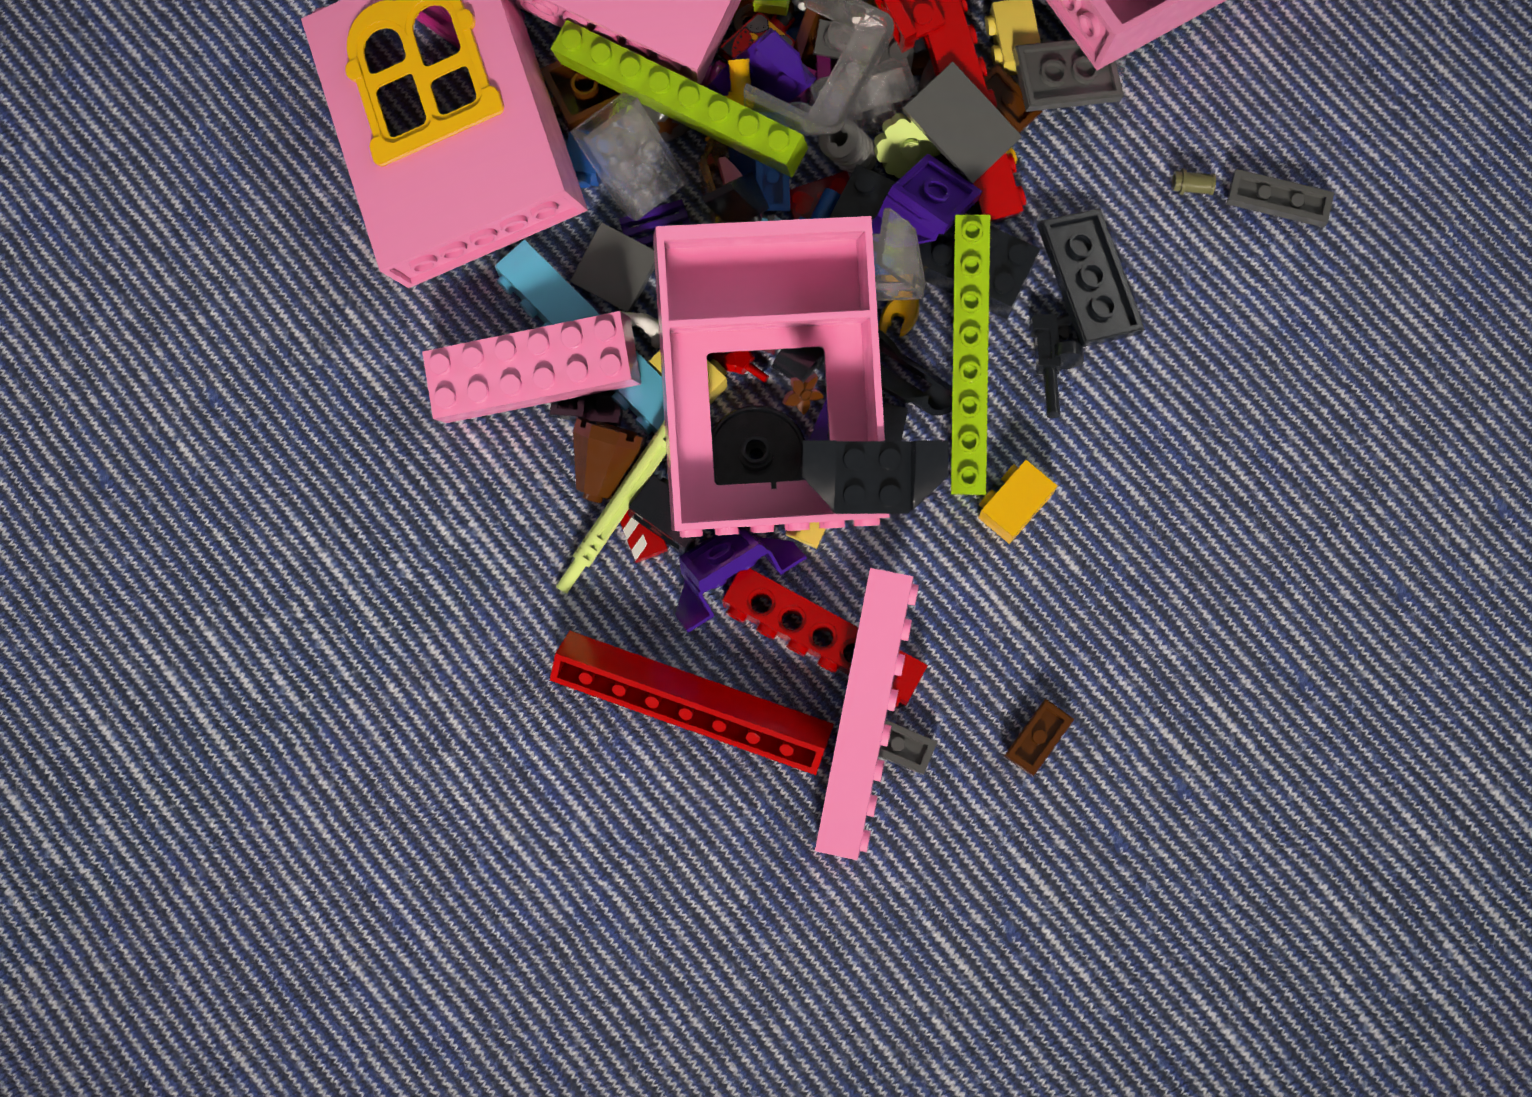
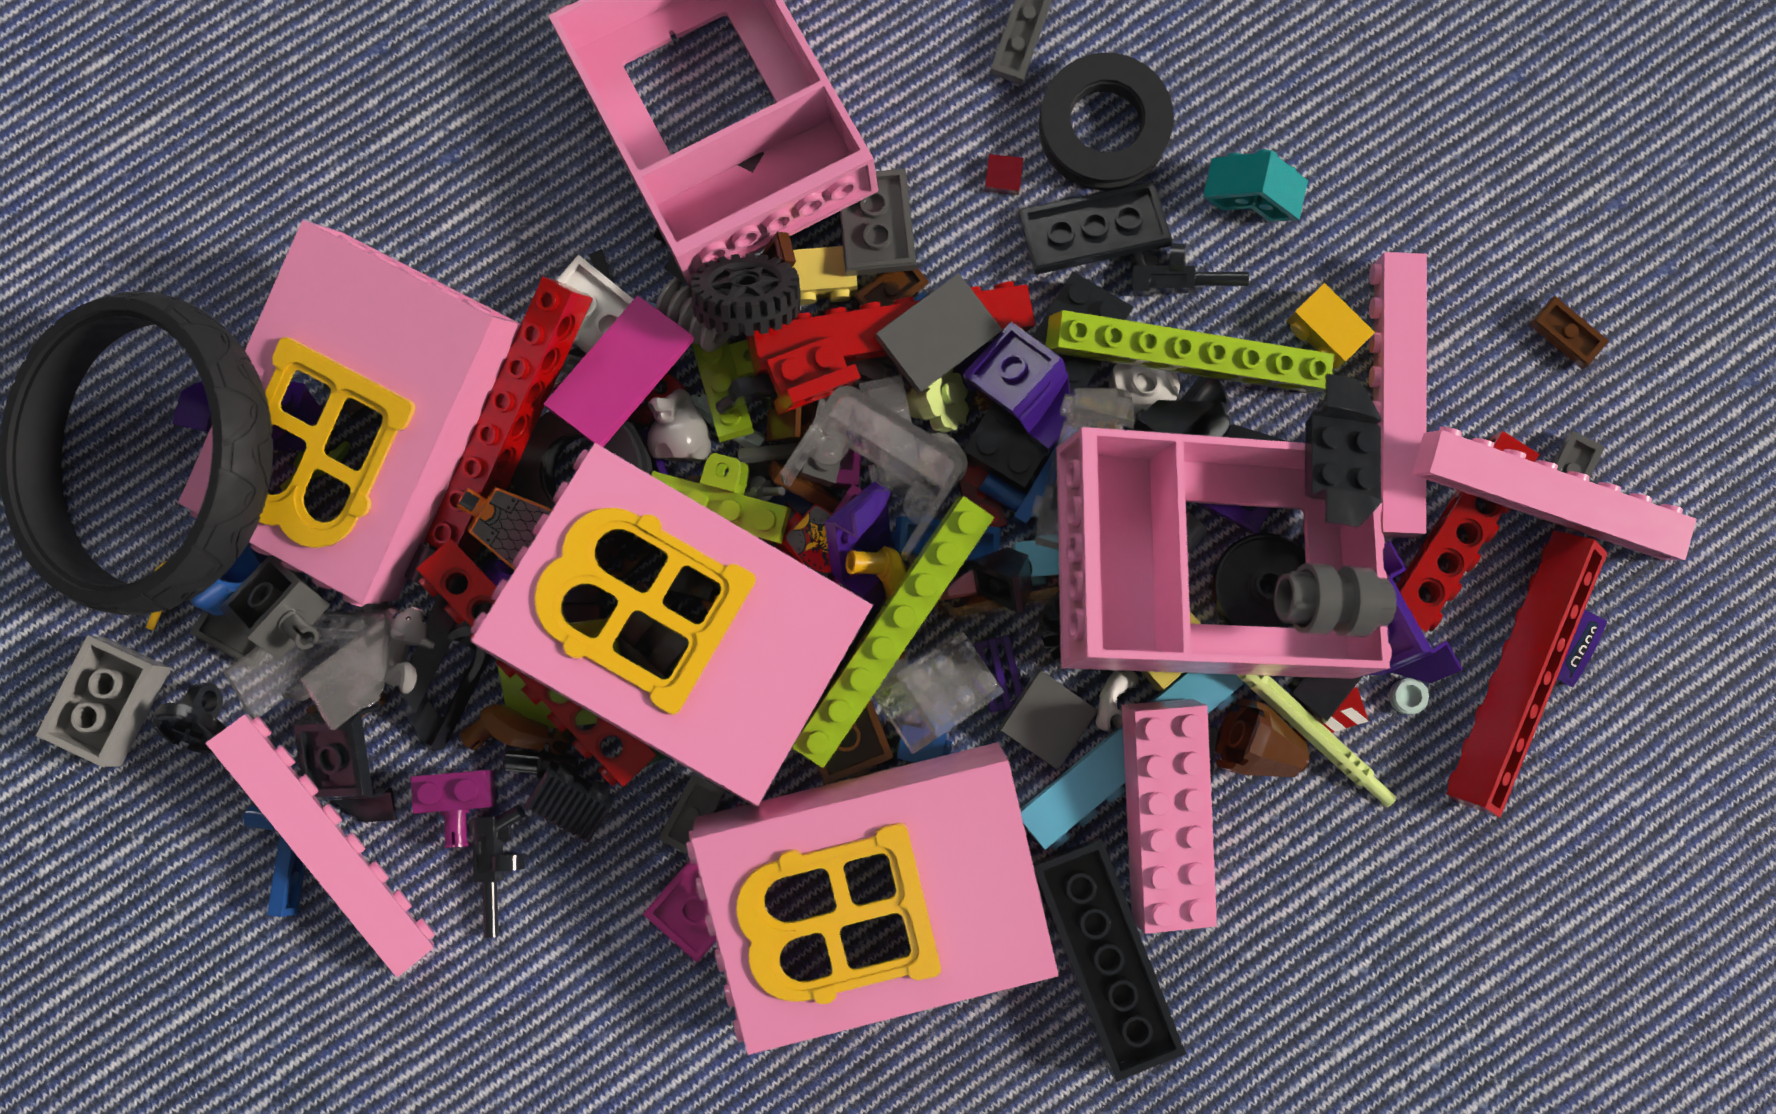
camera: 90 degrees left, 5 degrees up
(397, 326) = (1107, 959): none -> black brick
(662, 600) = (1409, 696): none -> light aqua tile
(723, 757) = (1582, 647): none -> dark purple slope
(730, 473) = (1345, 600): none -> dark grey piece
(802, 393) = (1265, 520): reddish brown plant -> none
(902, 347) = (1173, 417): none -> black slope
(932, 332) = (1145, 384): none -> white tile
(963, 569) = (1400, 386): none -> bright pink brick
(1134, 193) = (1003, 174): none -> dark red tile
(1149, 421) = (1257, 183): none -> teal brick
(1193, 182) = (997, 120): olive pin -> none
(1215, 237) = (1115, 75): none -> black tyre

